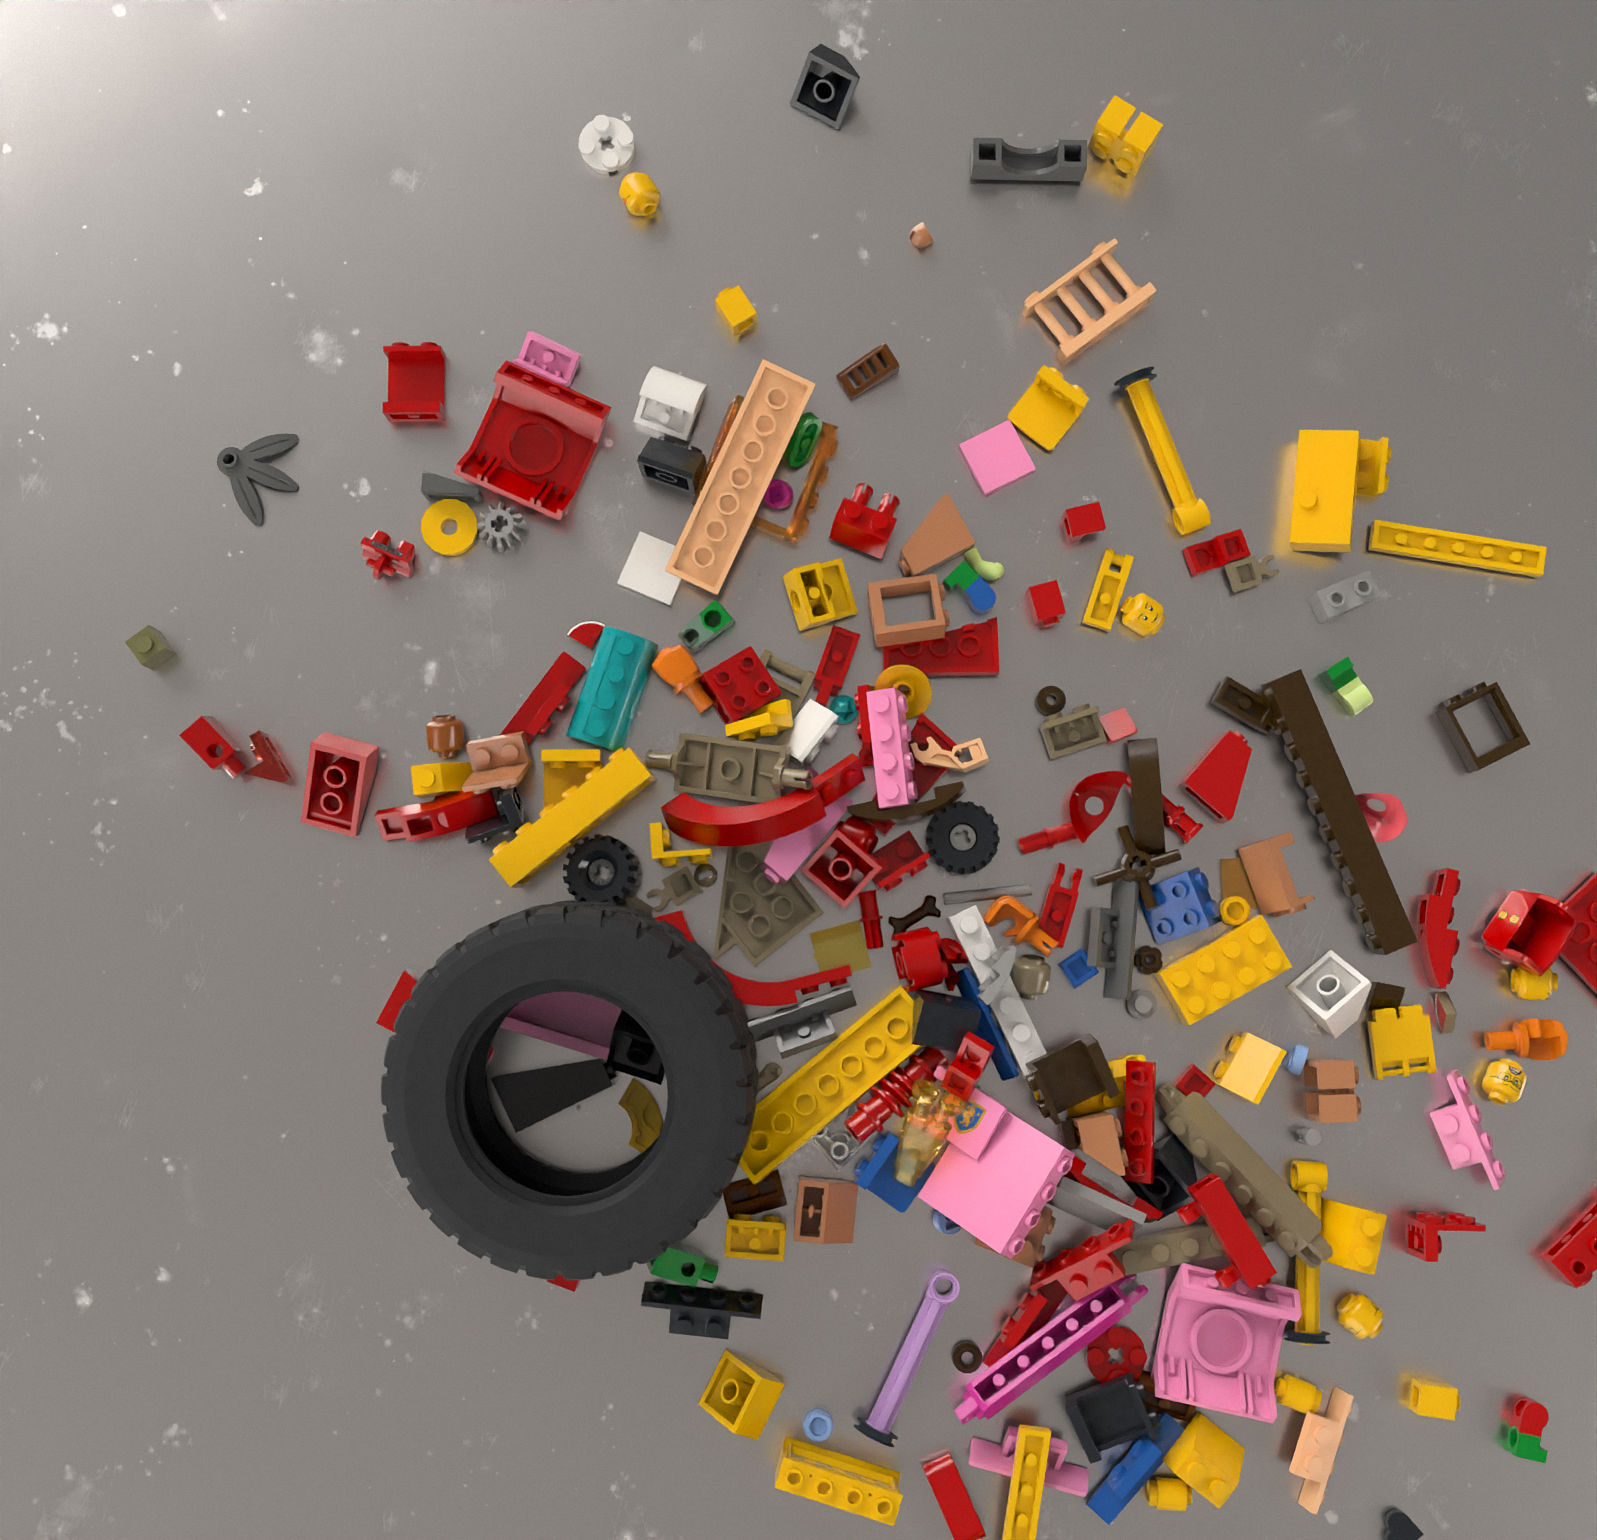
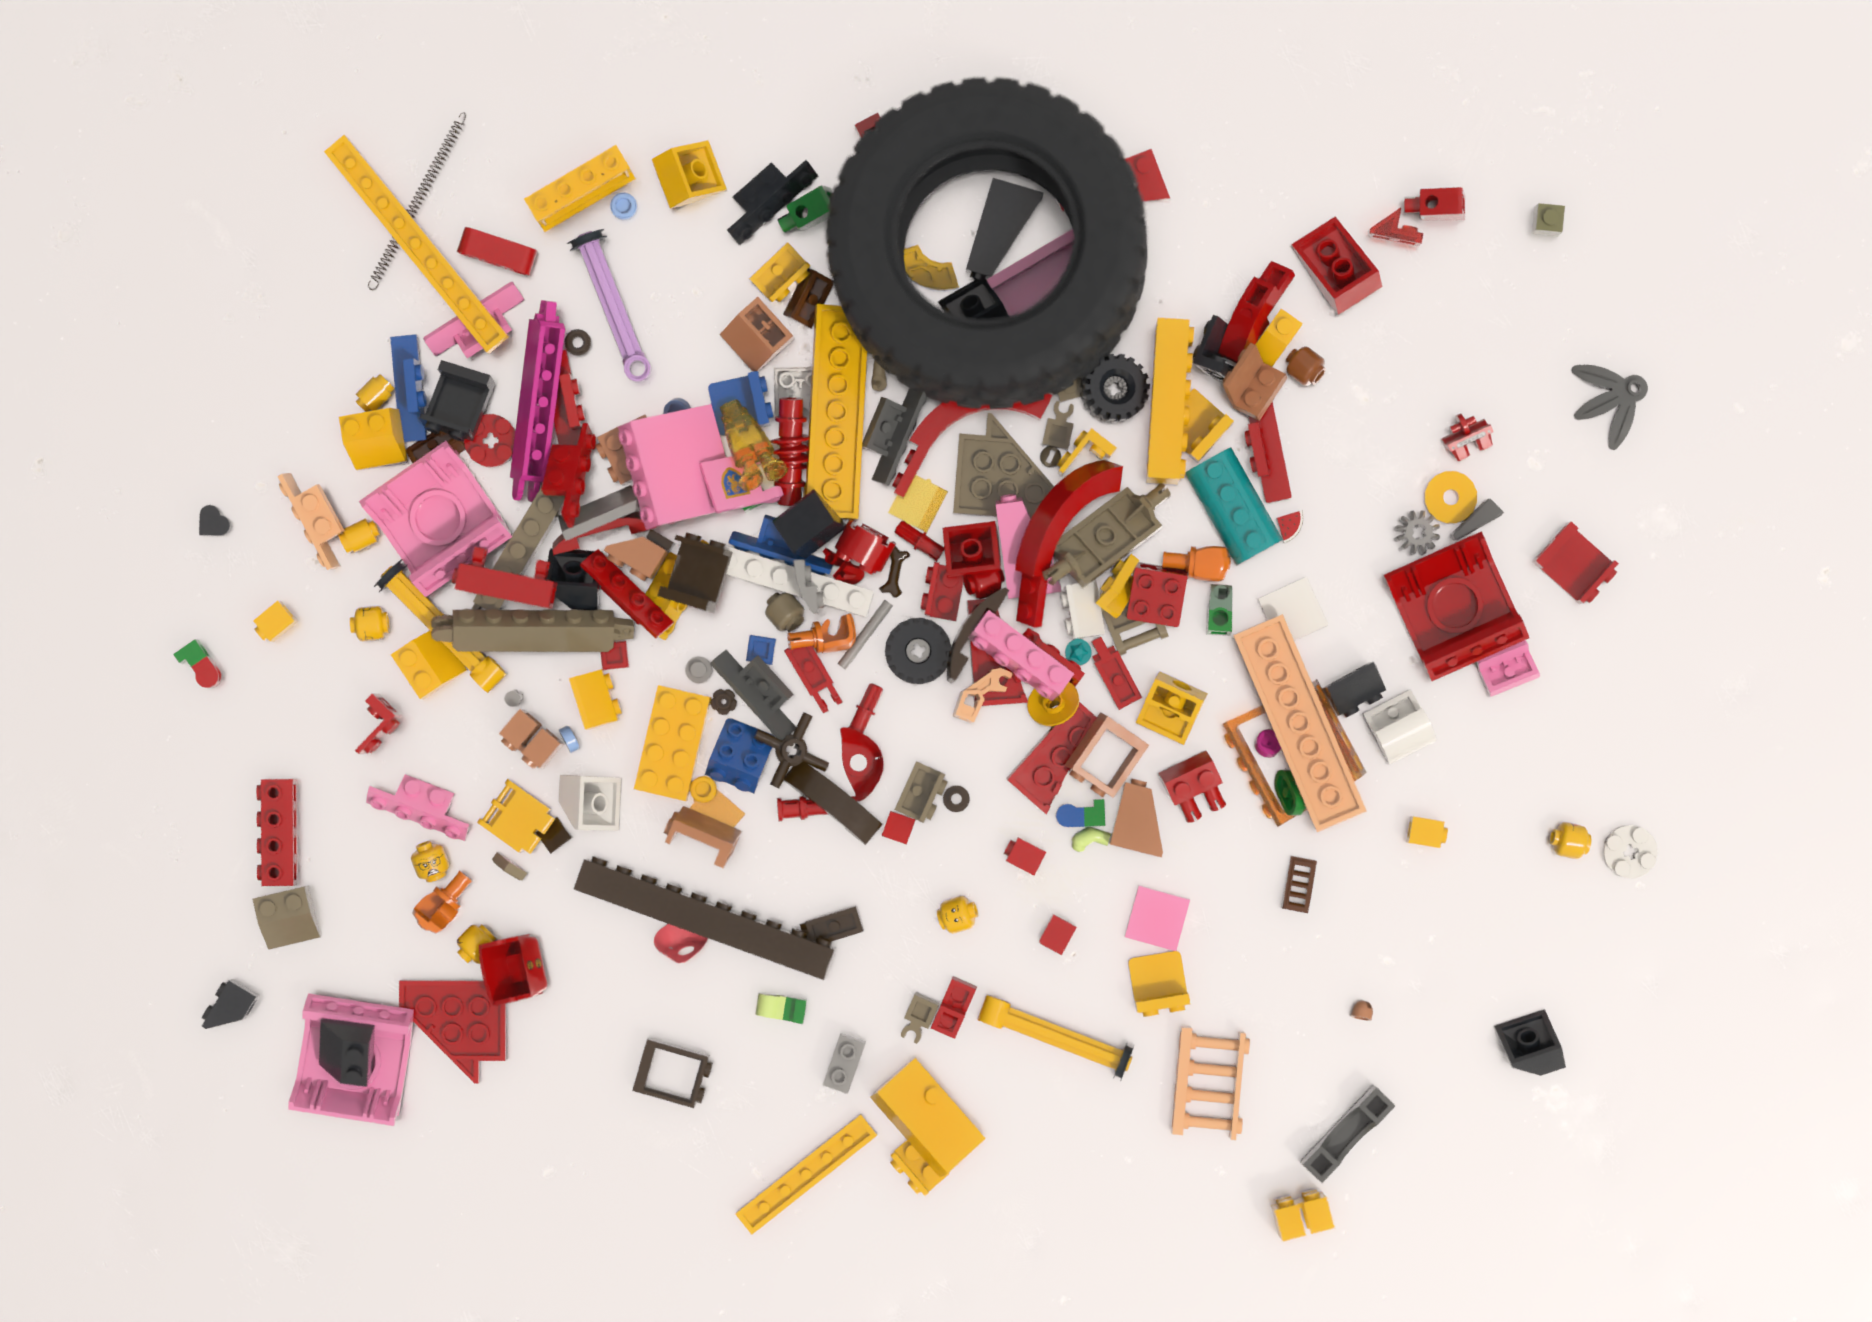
camera: 135 degrees right, 5 degrees up
(967, 1066) = (765, 511): red slope -> none
(1107, 590) = (996, 907): yellow plate -> none
(1220, 775) = (802, 864): red slope -> none
(1435, 940) = (561, 905): red slope -> none

